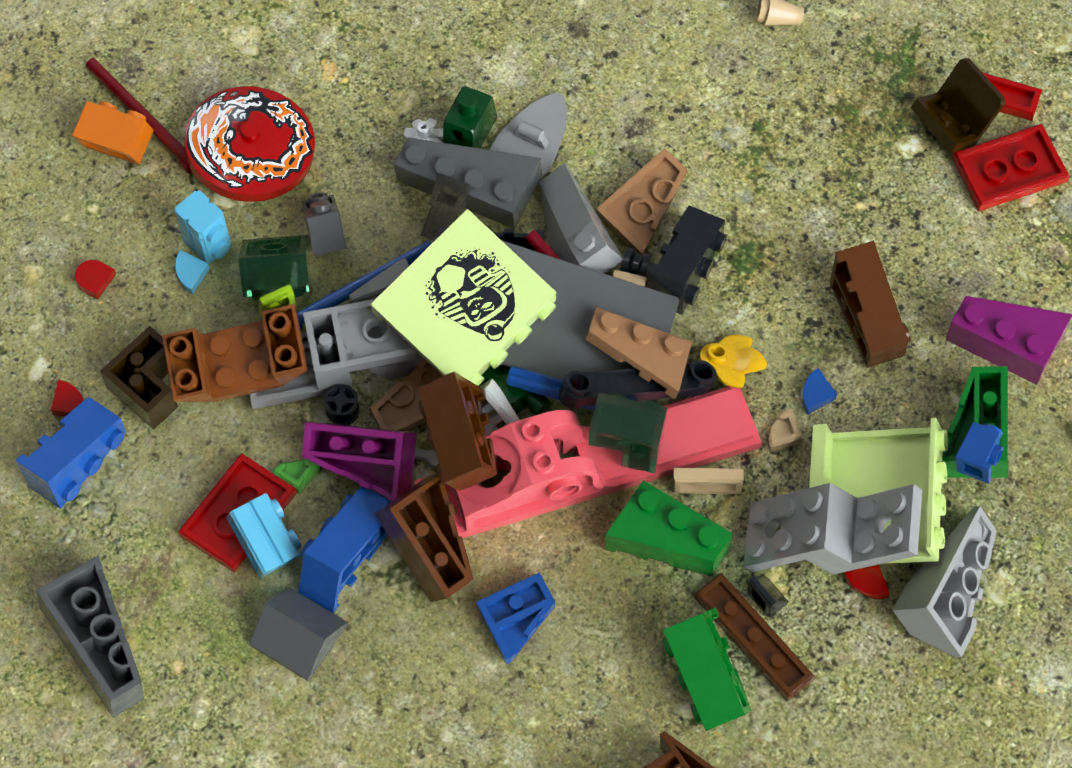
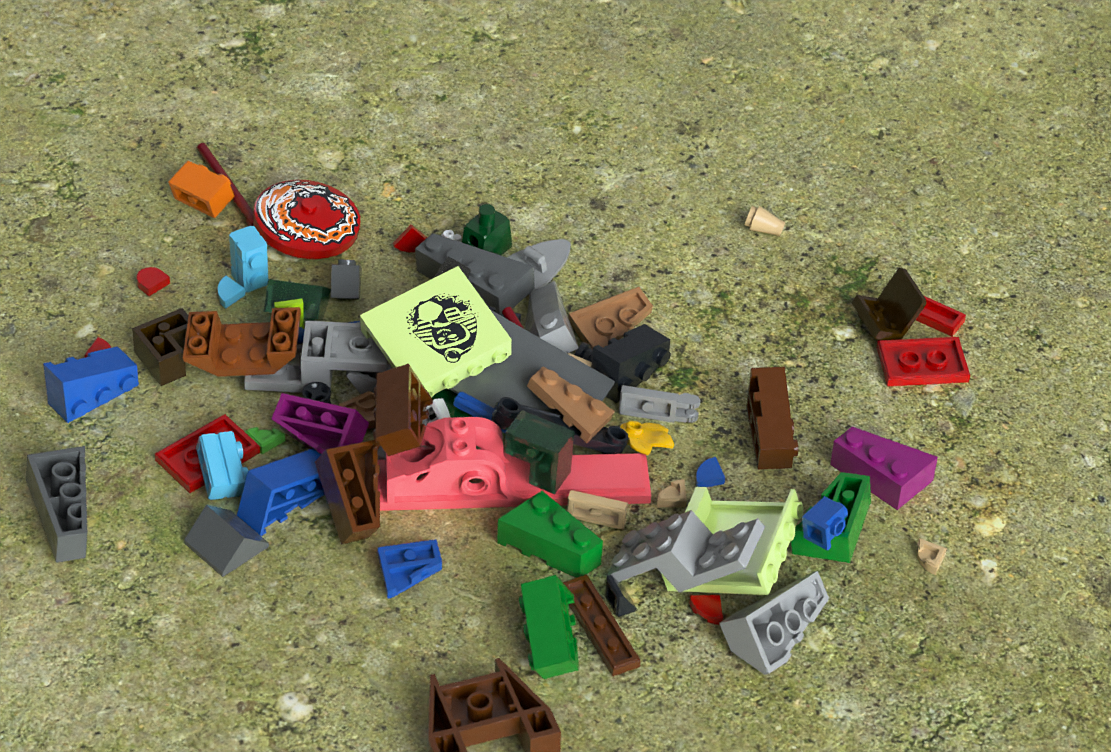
camera: 10 degrees right, 20 degrees down
(381, 143) = (409, 239): none -> red tile
(734, 311) = (658, 405): none -> light grey hinge

